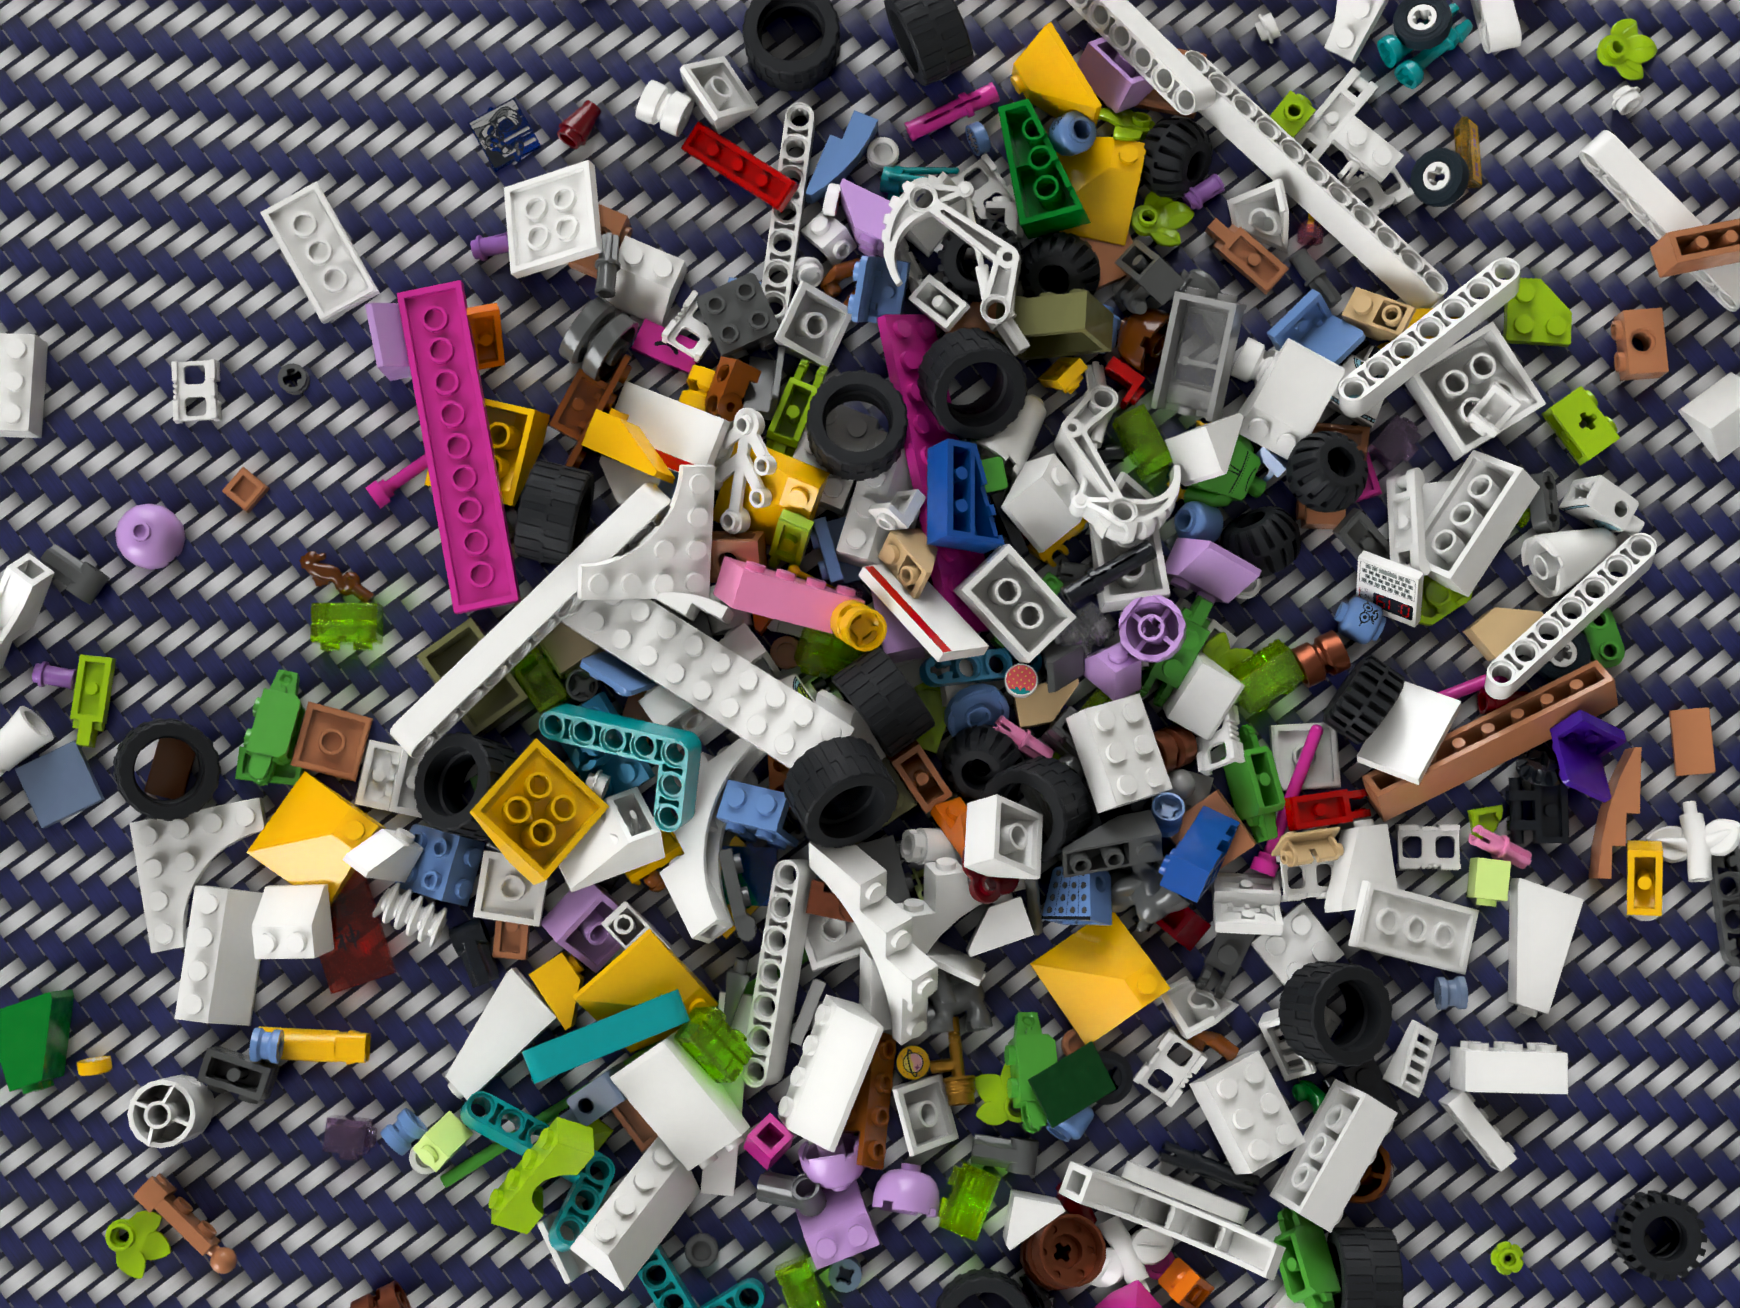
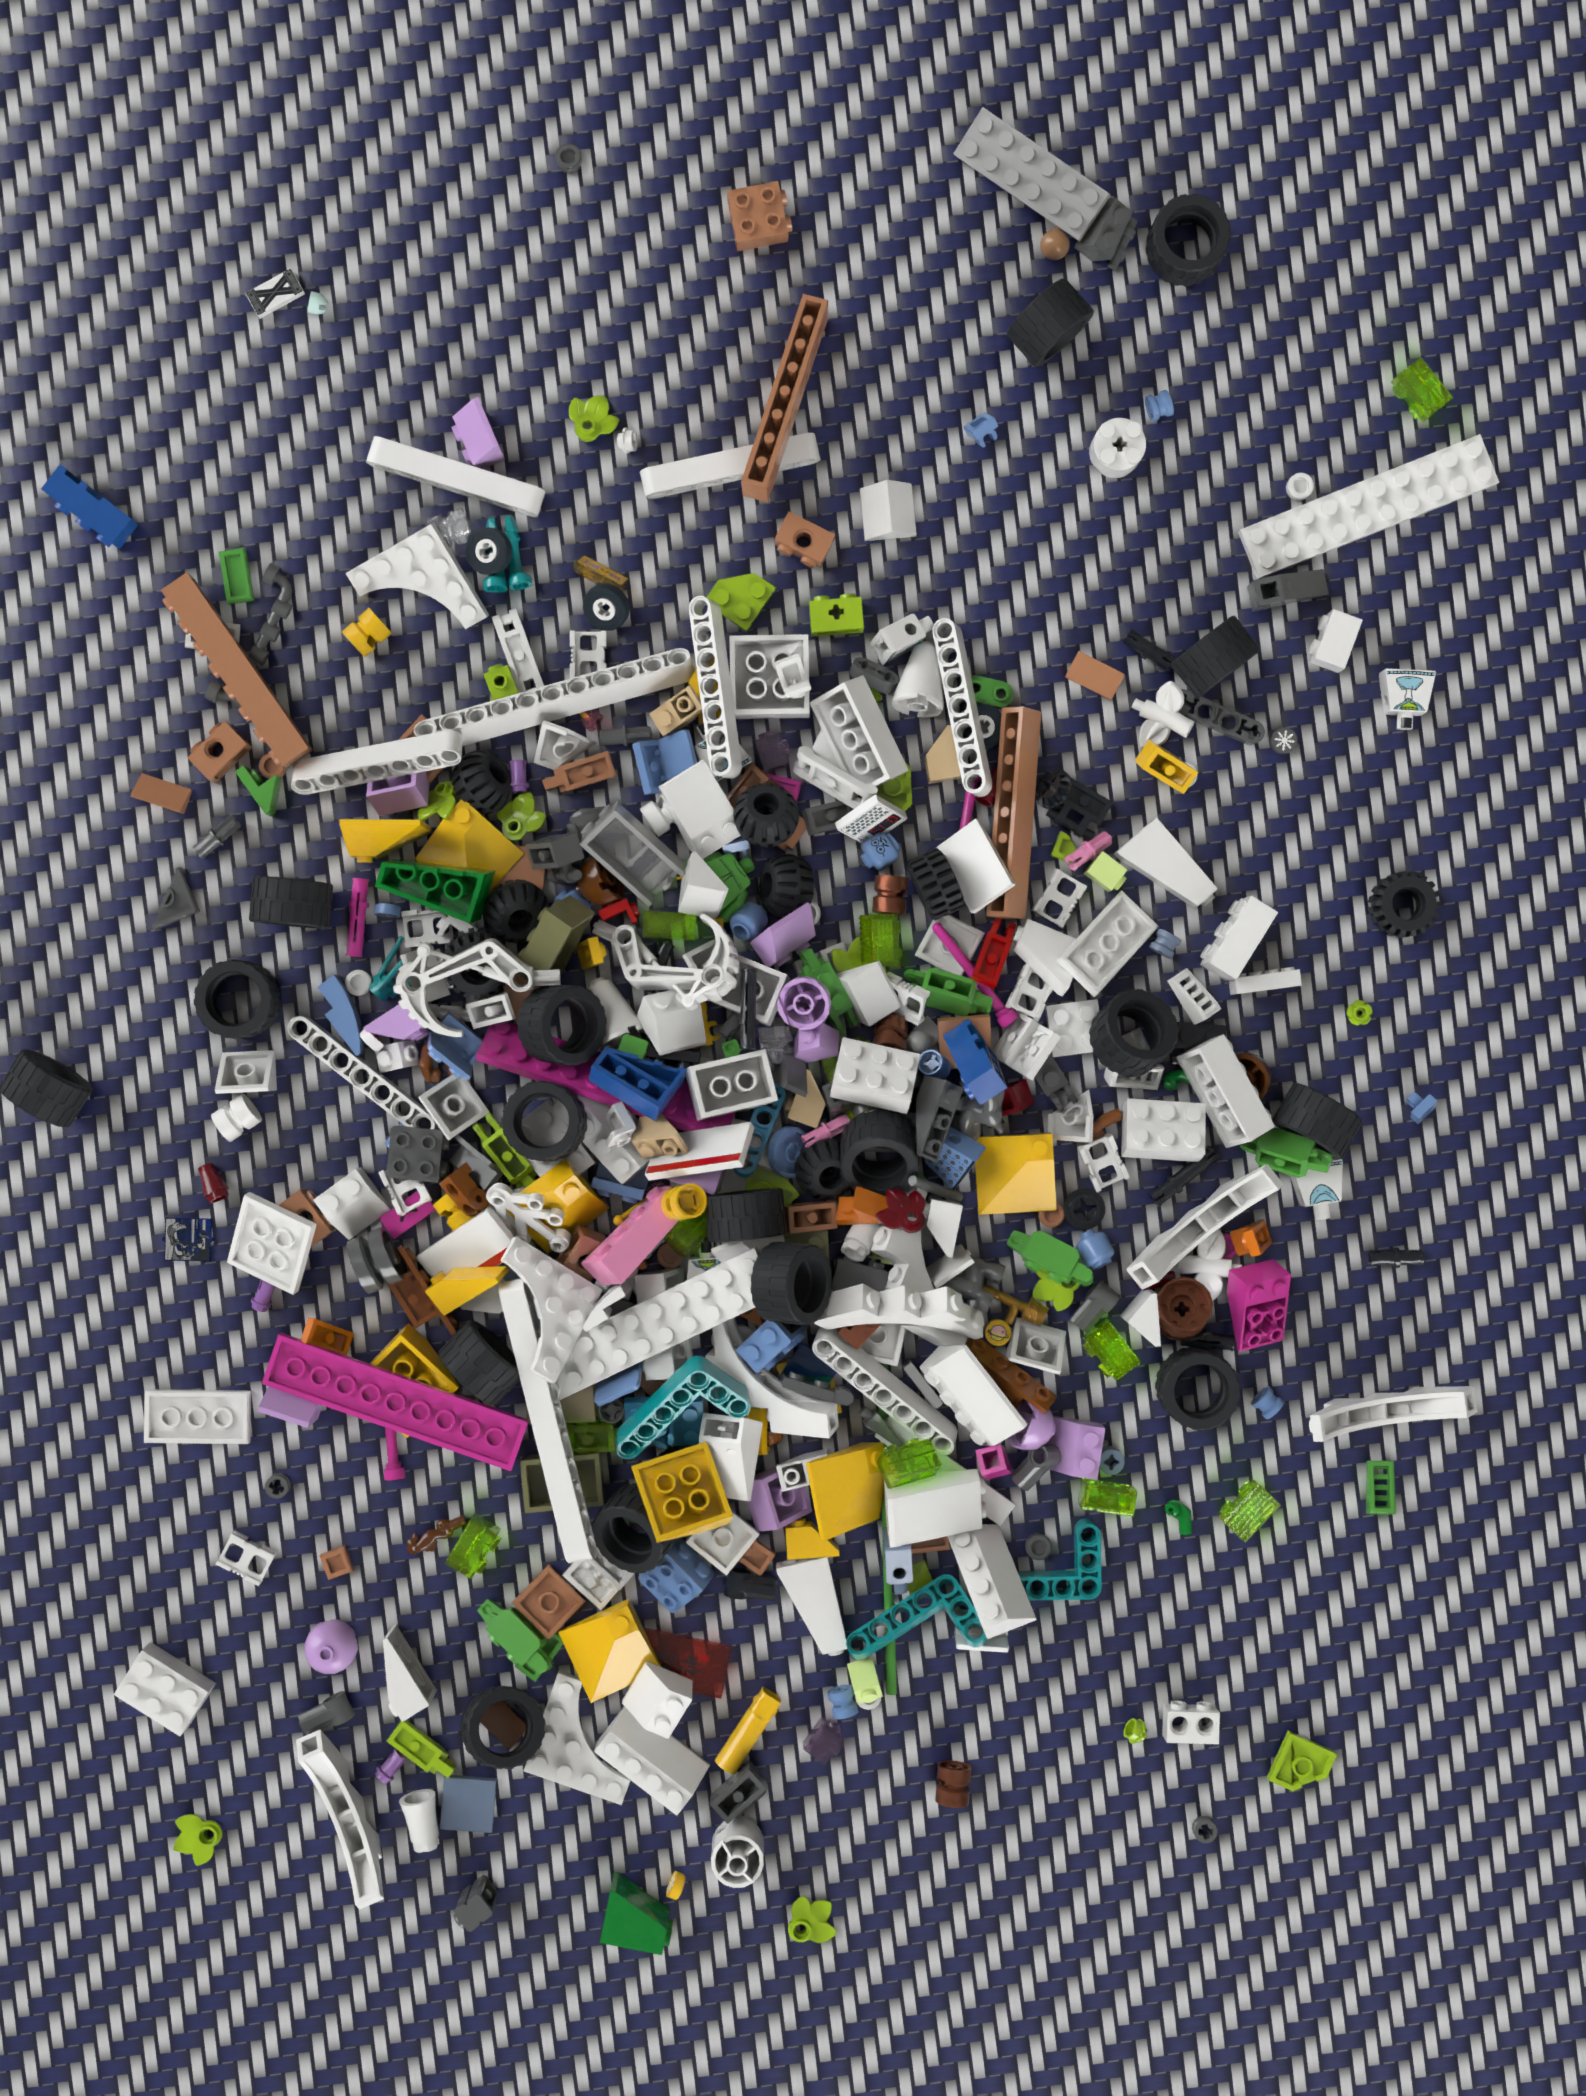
camera: 60 degrees left, 5 degrees up
(158, 1196) = (789, 1890): nougat plate -> none
(161, 633) = (406, 1679): none -> white slope
(266, 1045) = (731, 1764): medium blue wheel -> none
(386, 855) = (650, 1611): white slope -> none
(411, 913) = (698, 1614): white piece -> none
(559, 1151) = (919, 1608): lime arch -> none
(598, 783) = (686, 1439): white plate -> none
(605, 1036) = (855, 1571): teal beam -> none
(607, 266) = (328, 1225): dark grey axle -> none
(740, 167) = (310, 1090): red tile -> none
(790, 538) = (595, 1210): lime hinge -> none
(808, 270) = (413, 1085): white plate -> none
(907, 1192) = (1081, 1388): lavender cylinder -> none
(1003, 839) = (887, 1190): white slope -> none
(1021, 680) = (785, 1109): tile -> none
(1071, 1084) = (1076, 1237): dark green sticker -> none
(1072, 133) = (425, 846): medium blue head -> none
(1185, 1192) = (1190, 1202): white beam -> none
(1267, 27) = (428, 660): white plate -> none
(1296, 847) = (1008, 991): tan hinge -> none
(1365, 151) = (557, 647): white plate -> none
(1579, 746) = (1057, 759): dark purple bracket -> none
(1612, 815) = (1105, 750): nougat slope -> none

